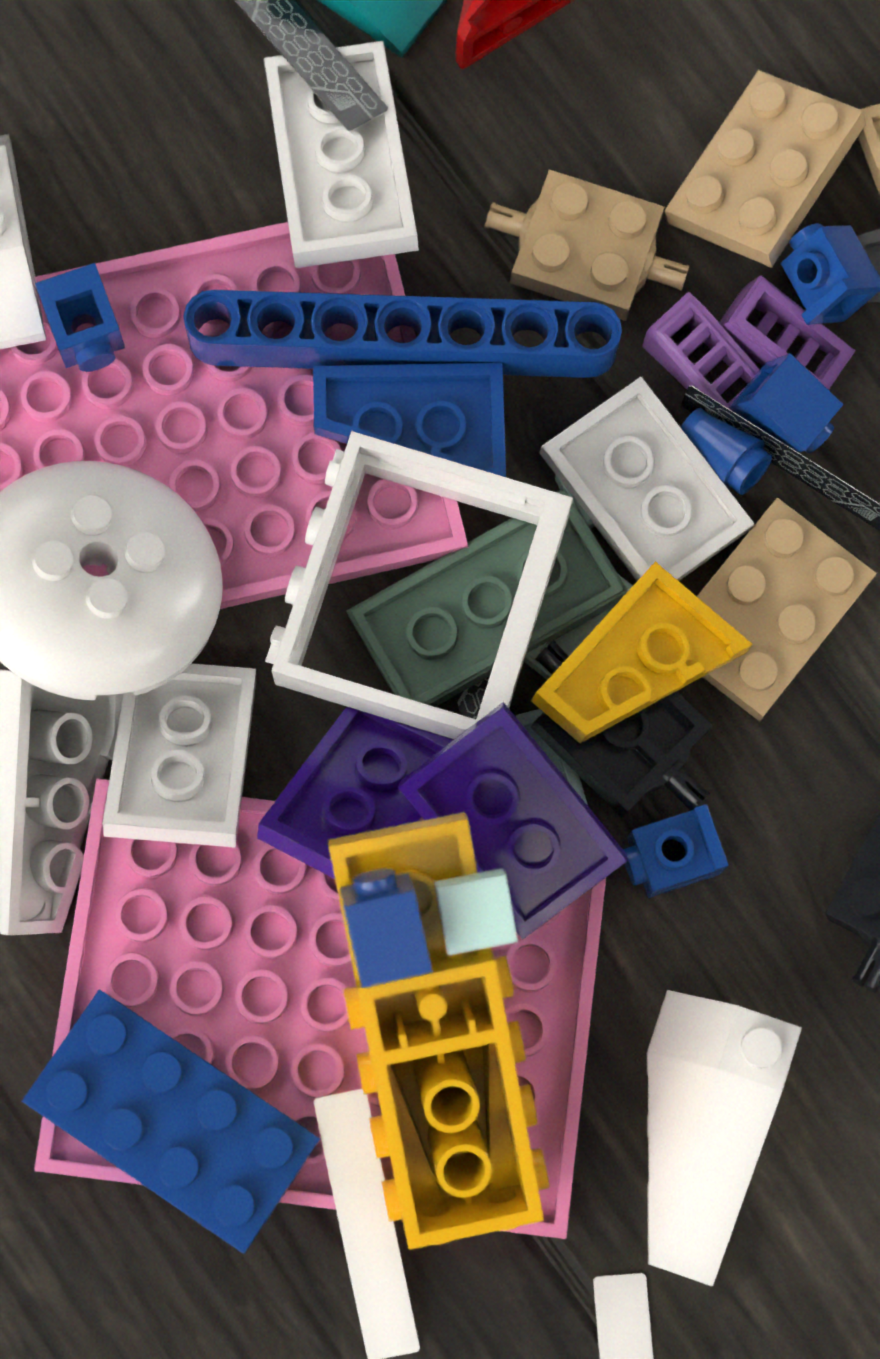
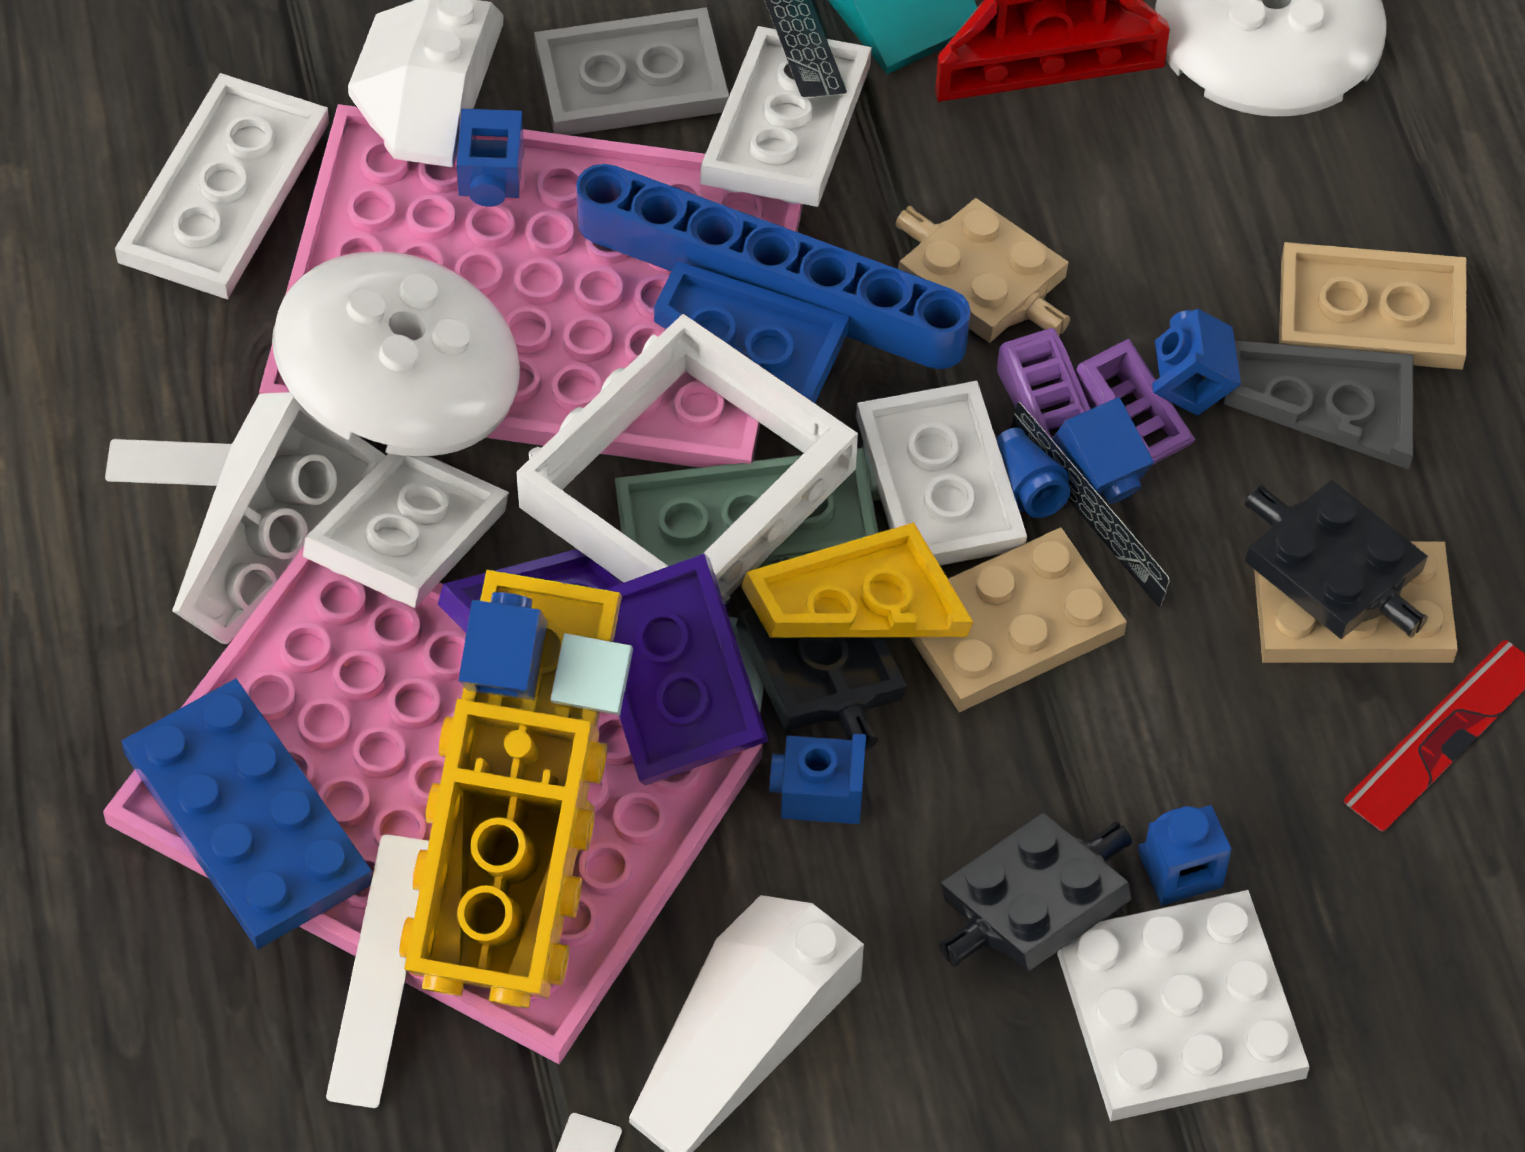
camera: 25 degrees right, 20 degrees down
(163, 155) = (631, 72): none -> light grey plate
(765, 168) = (1176, 260): tan plate -> none

